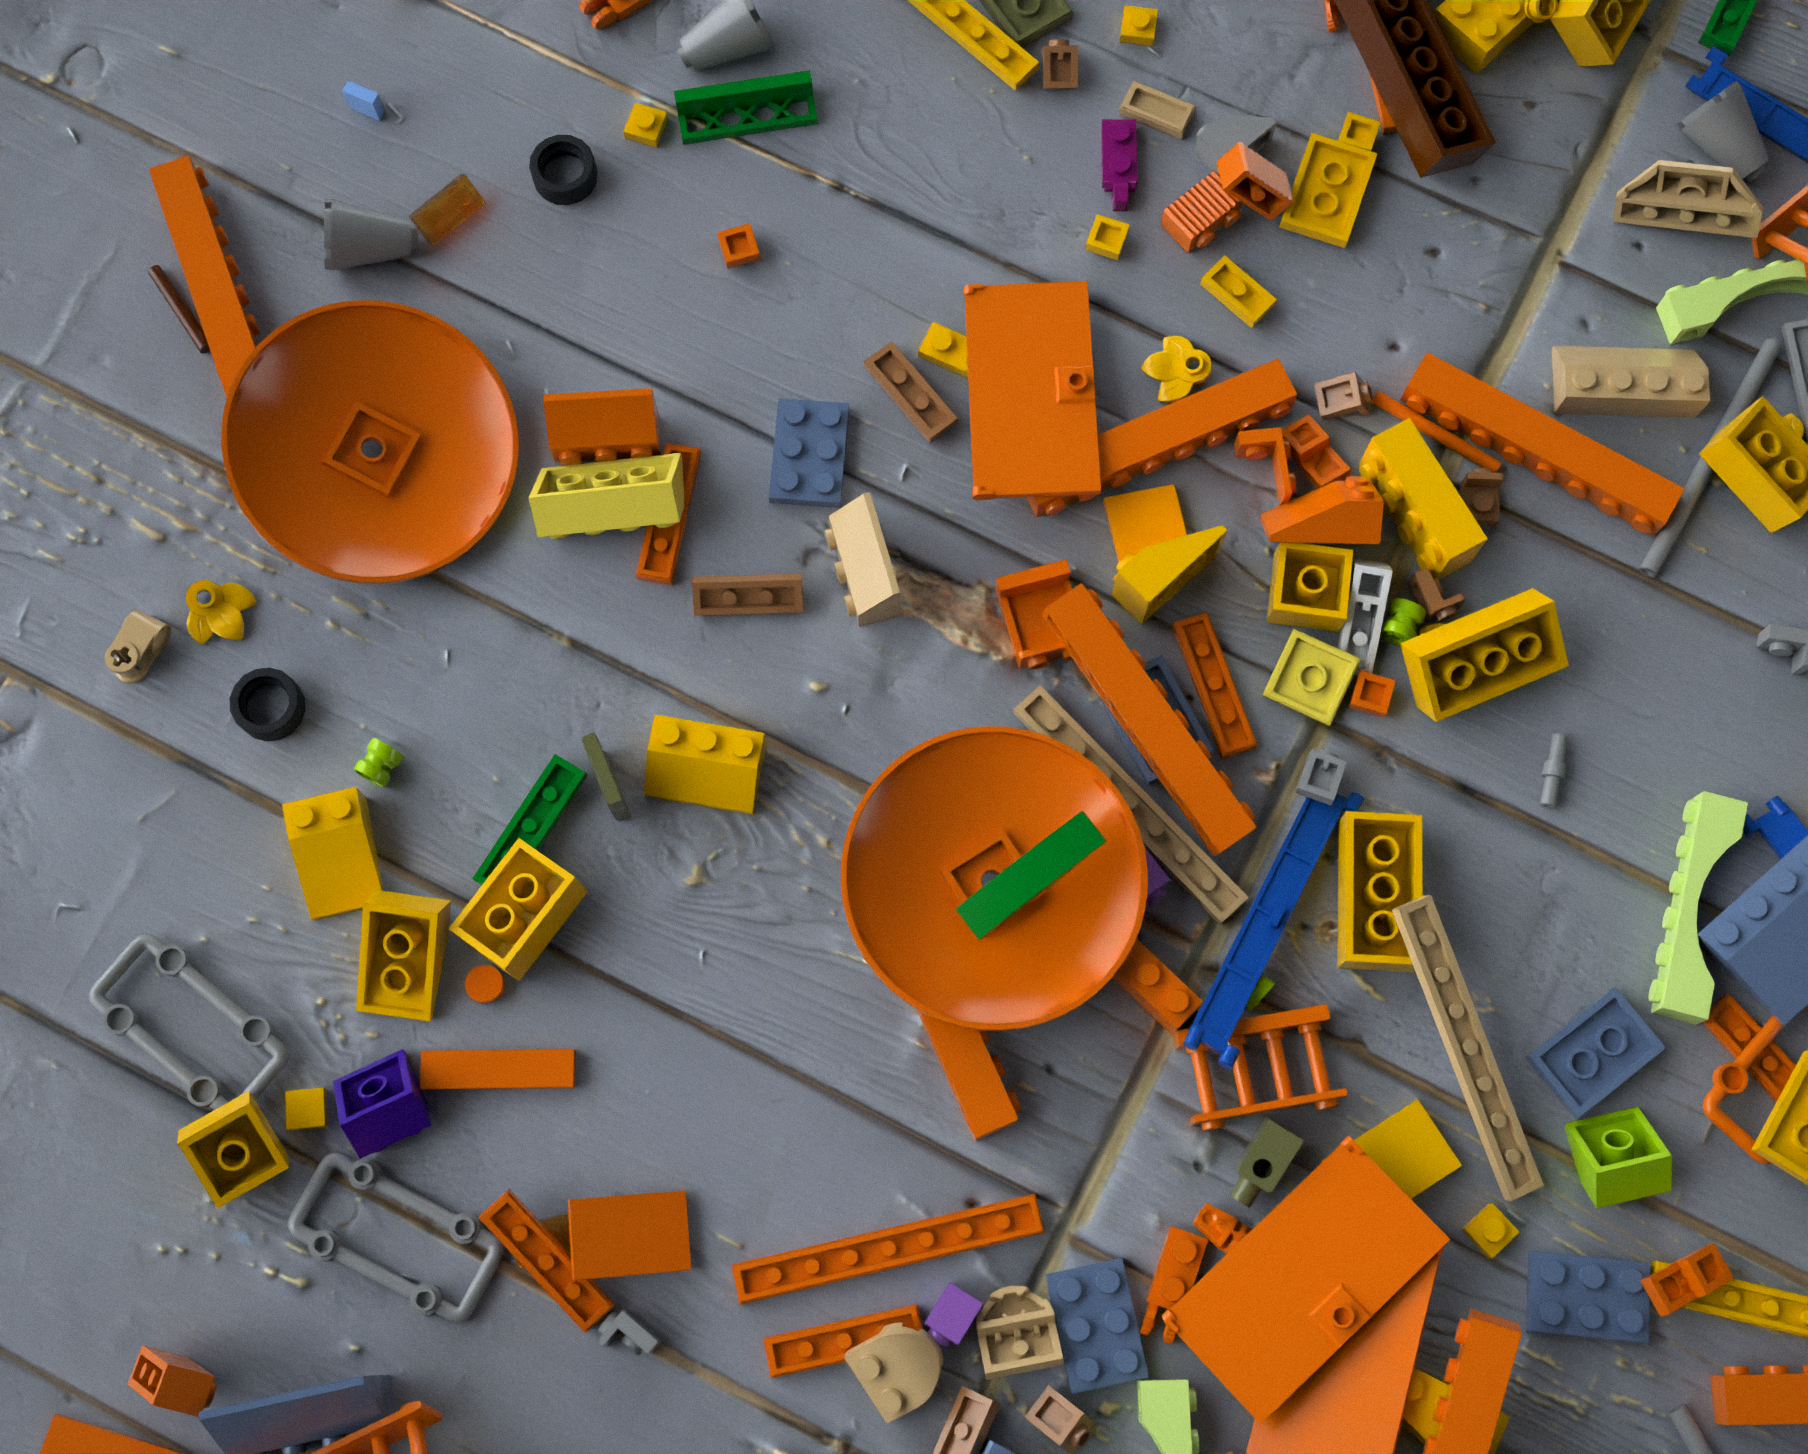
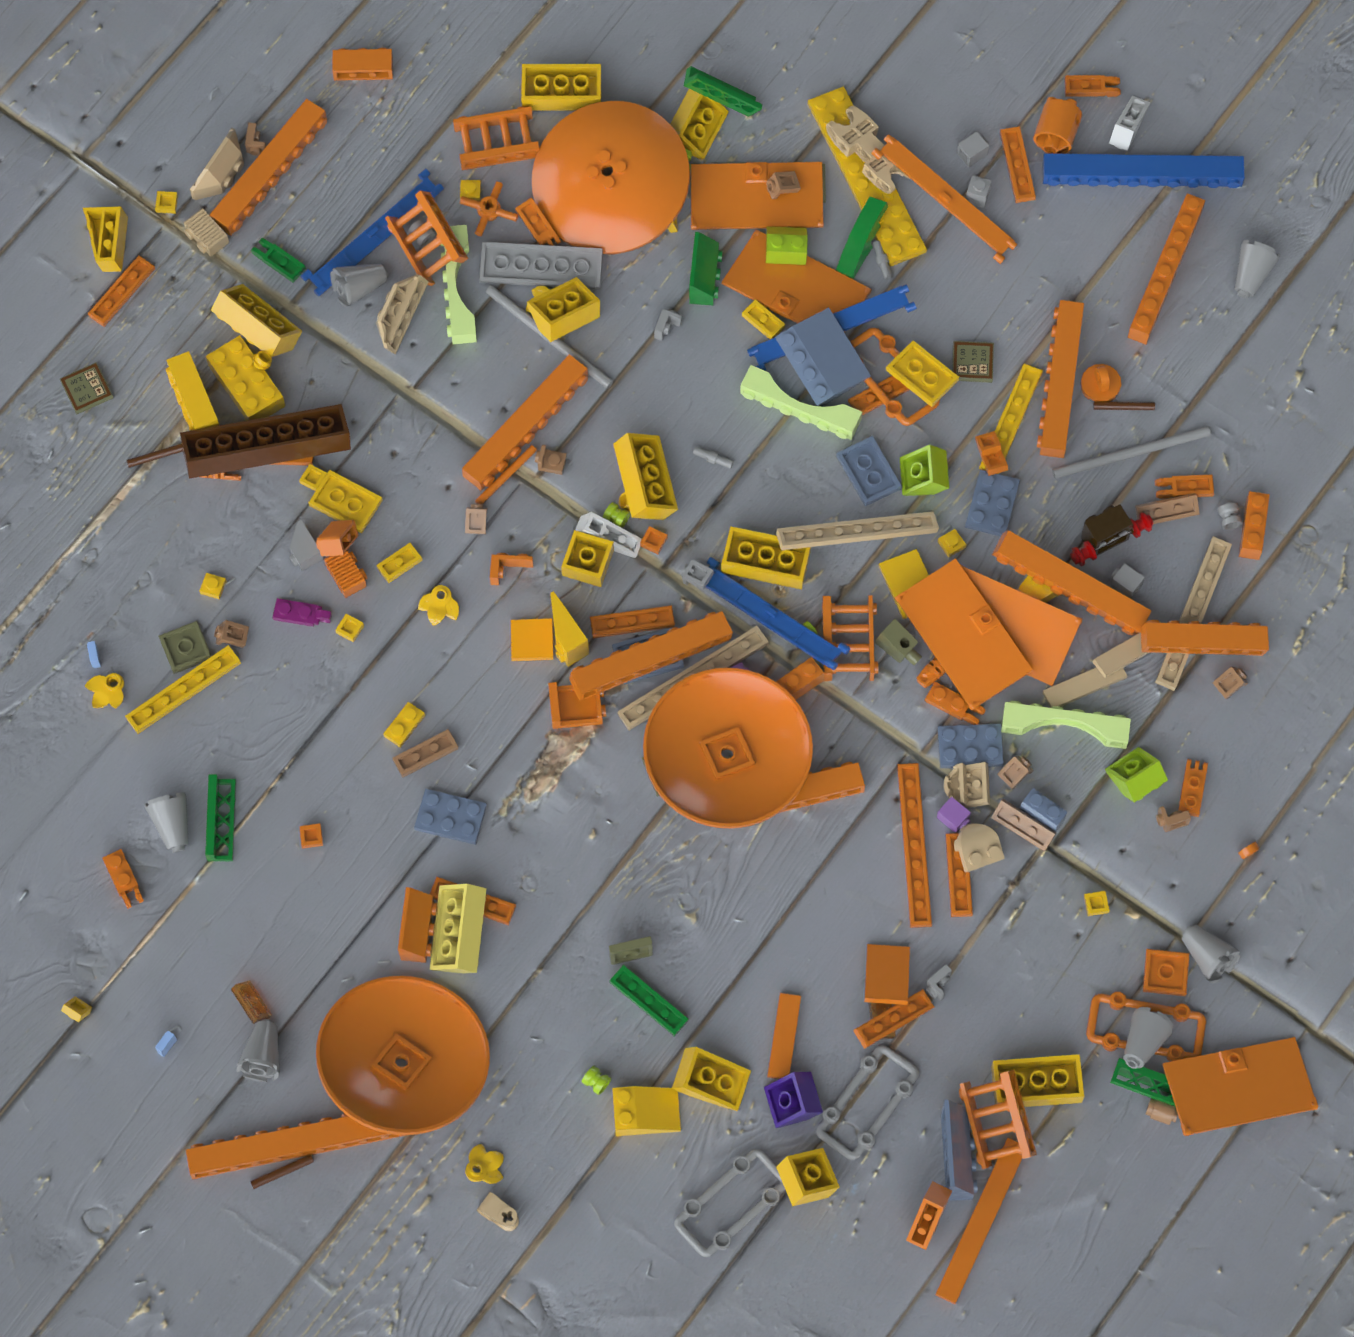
camera: 80 degrees left, 5 degrees down
(248, 685) = (552, 1124): black tyre -> none
(306, 1109) = (789, 1143): yellow tile -> none
(484, 984) = (735, 1038): orange tile -> none
(518, 909) = (697, 1009): yellow slope -> none
(555, 147) = (235, 915): black tyre -> none
(645, 125) = (216, 880): yellow plate -> none
(704, 764) = (630, 899): yellow slope -> none
(747, 594) = (533, 861): medium nougat plate -> none
(863, 562) = (527, 792): tan slope -> none
(1031, 390) = (440, 684): orange door -> none
(1031, 875) = (733, 724): green slope -> none
(1157, 110) = (271, 585): tan tile -> none
(1183, 427) = (481, 623): orange brick -> none
(1311, 677) = (638, 569): light yellow tile -> none
(1313, 452) = (506, 542): orange slope -> none
(1331, 514) = (549, 540): orange slope -> none
(1421, 500) = (550, 490): yellow brick -> none
(1429, 593) = (603, 499): medium nougat bracket -> none
(1629, 381) = (495, 368): tan slope -> none

